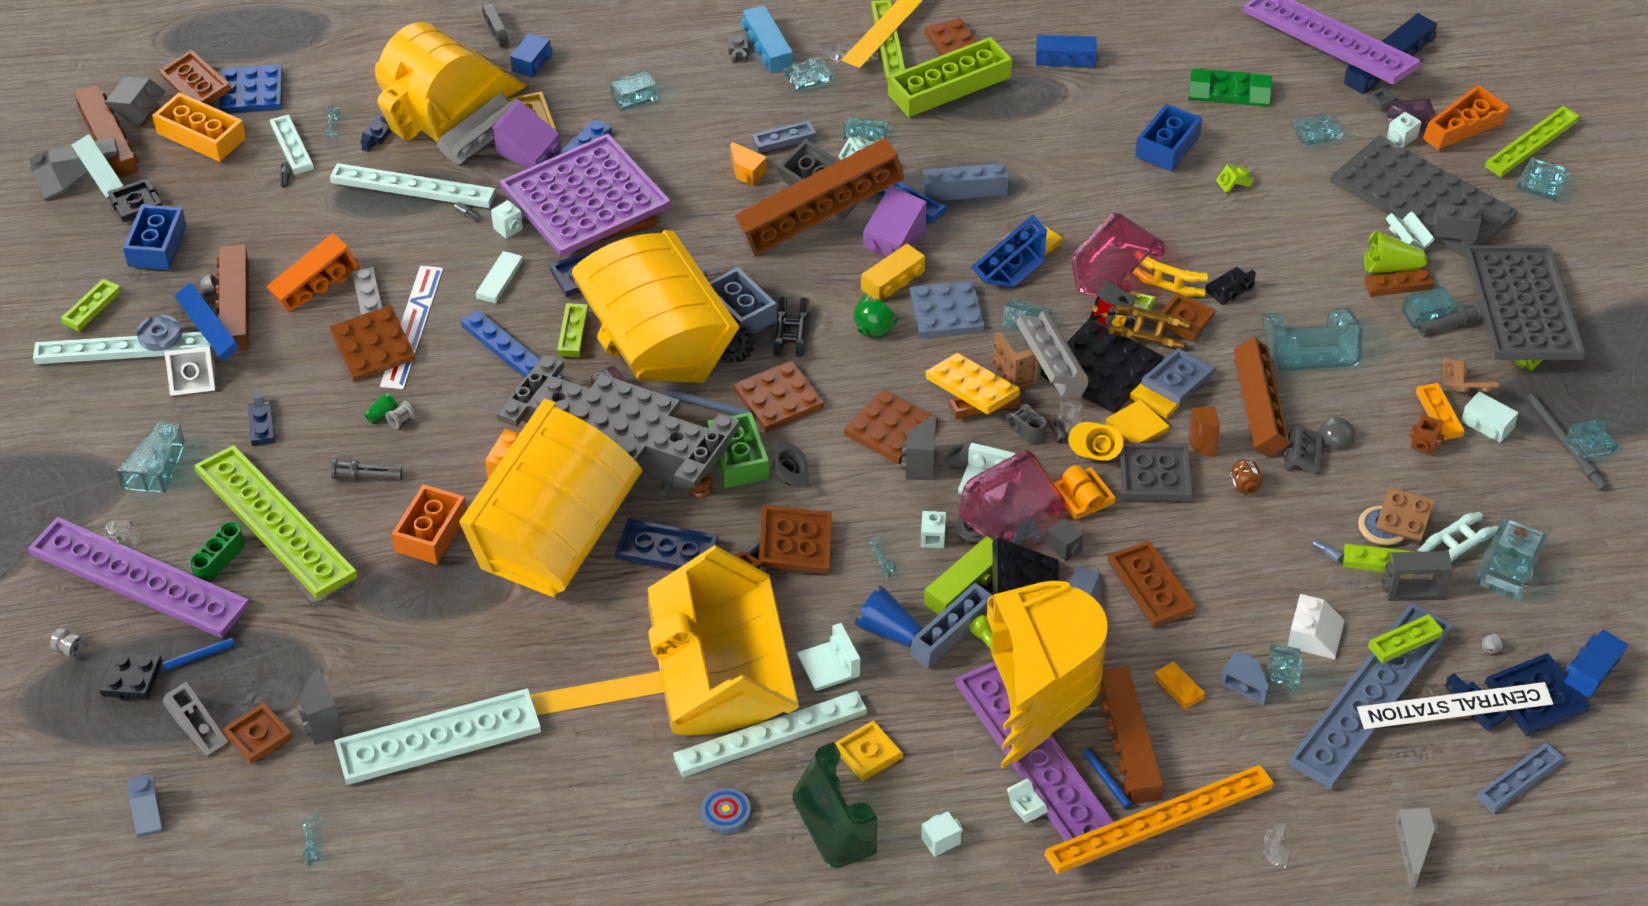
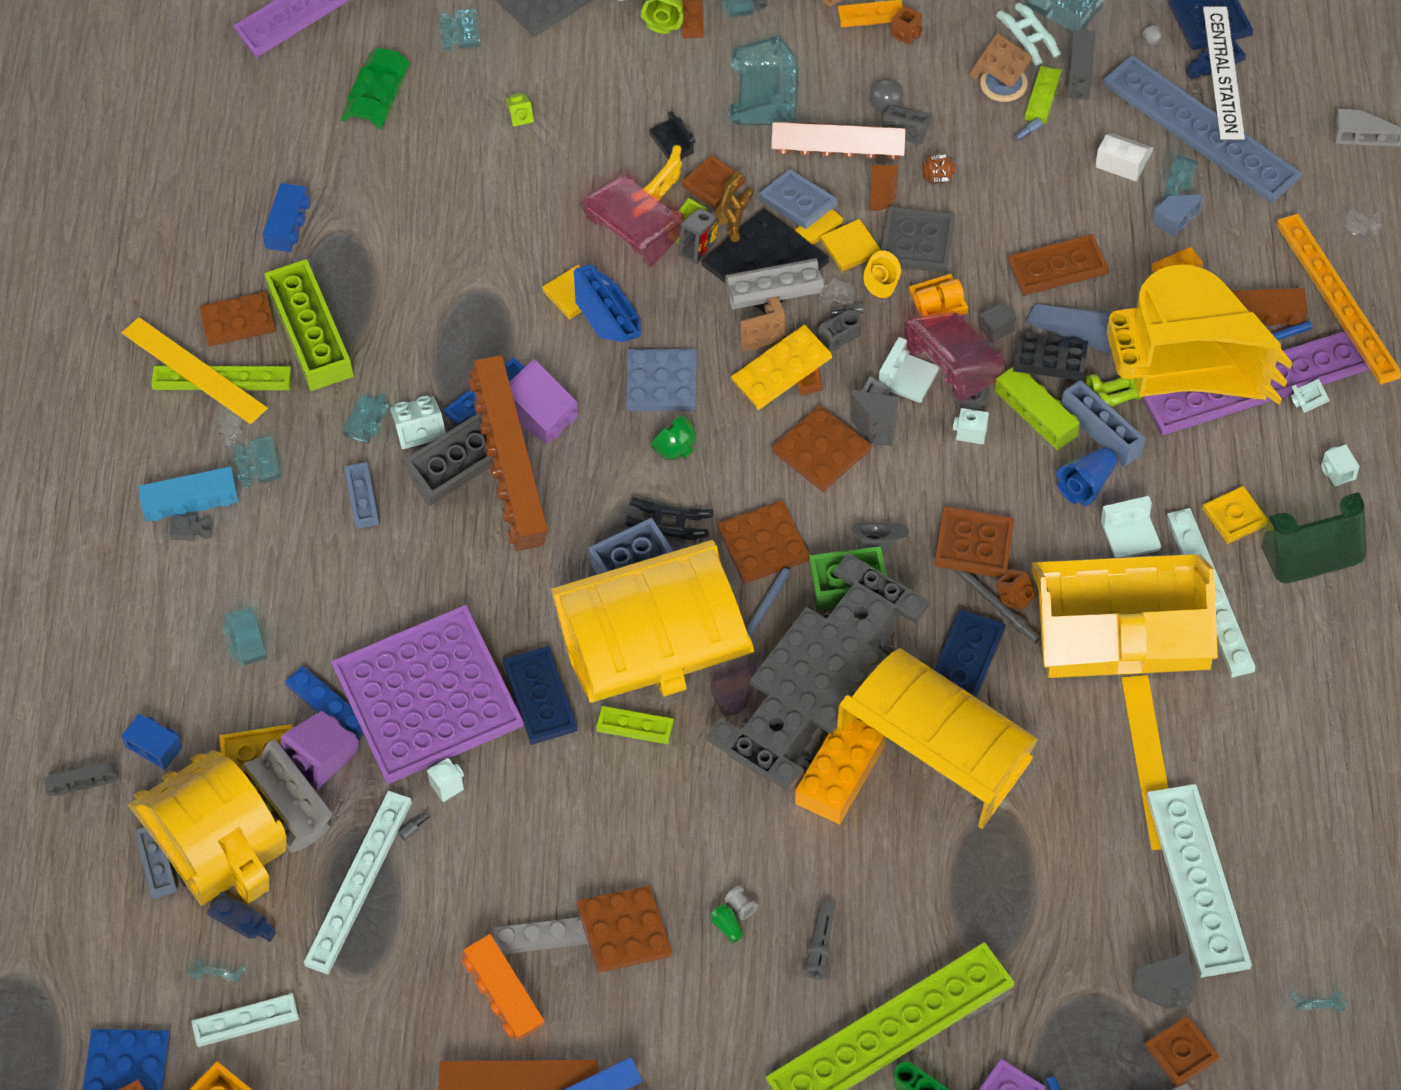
camera: 80 degrees left, 10 degrees up
(260, 421) = (723, 1053): dark blue hinge -> none
(284, 173) = (299, 1028): dark grey pin -> none
(414, 321) = (577, 888): white sticker -> none
(429, 524) = (917, 873): orange brick -> none
(499, 277) = (531, 796): light aqua tile -> none
(500, 343) = (653, 791): plate -> none
(725, 810) = (1300, 636): sand blue tile -> none
(747, 164) = (402, 535): light orange slope -> none
(887, 565) = (1015, 476): clear light blue piece -> none
(893, 272) = (605, 416): yellow brick -> none
(965, 182) = (479, 328): sand blue brick -> none
(1016, 308) = (688, 311): clear light blue bracket -> none
(1168, 137) = (453, 148): blue brick -> none
(1405, 638) = (1152, 87): lime plate -> none
(1520, 777) = (1295, 49): sand blue tile -> none

